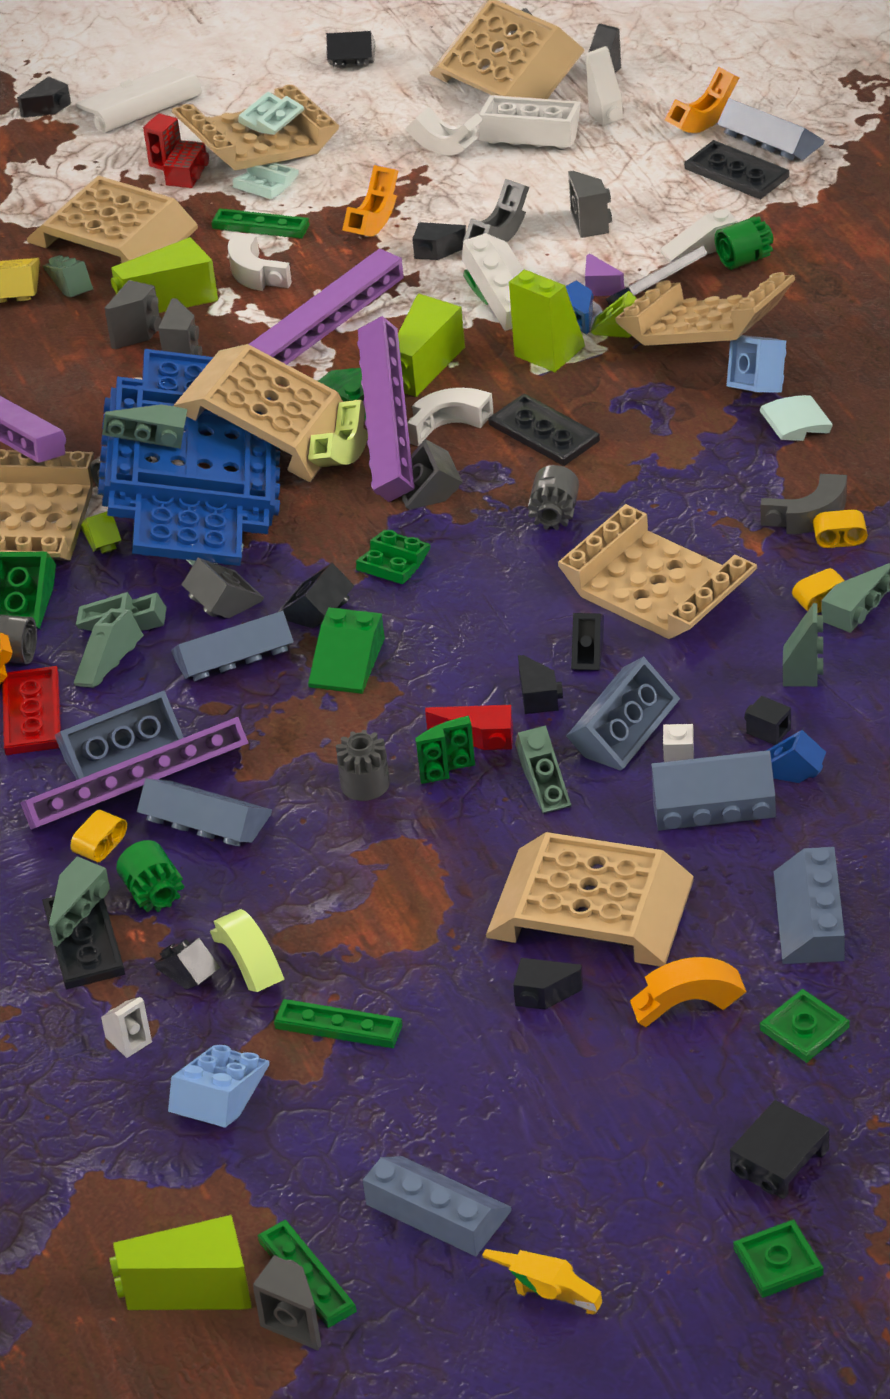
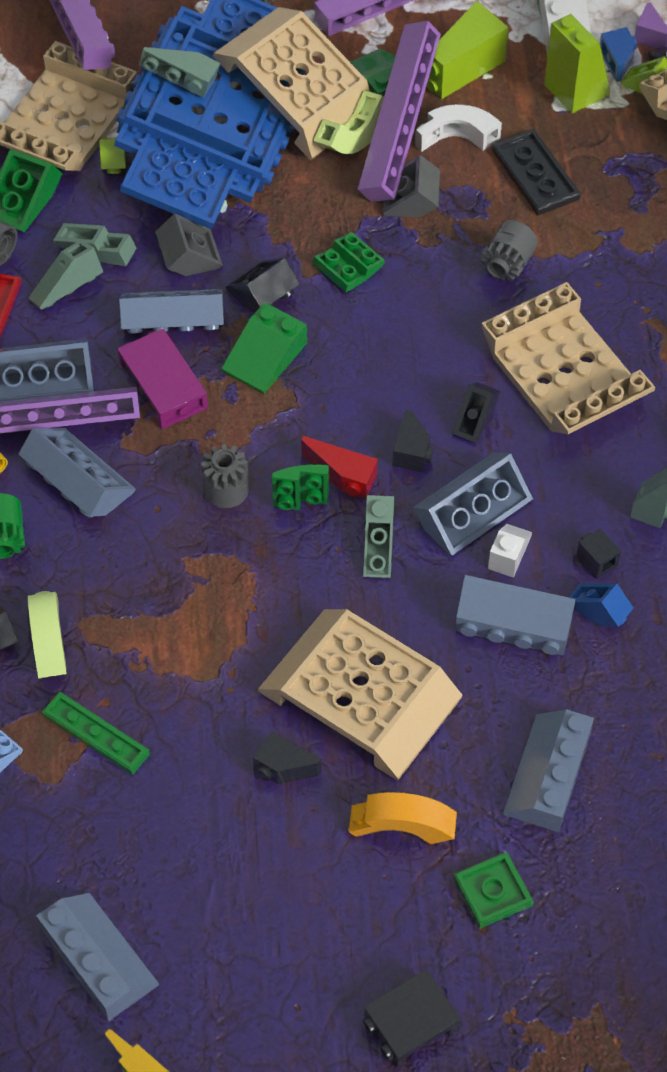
camera: 15 degrees right, 15 degrees up
(257, 703) = (164, 377): none -> magenta panel

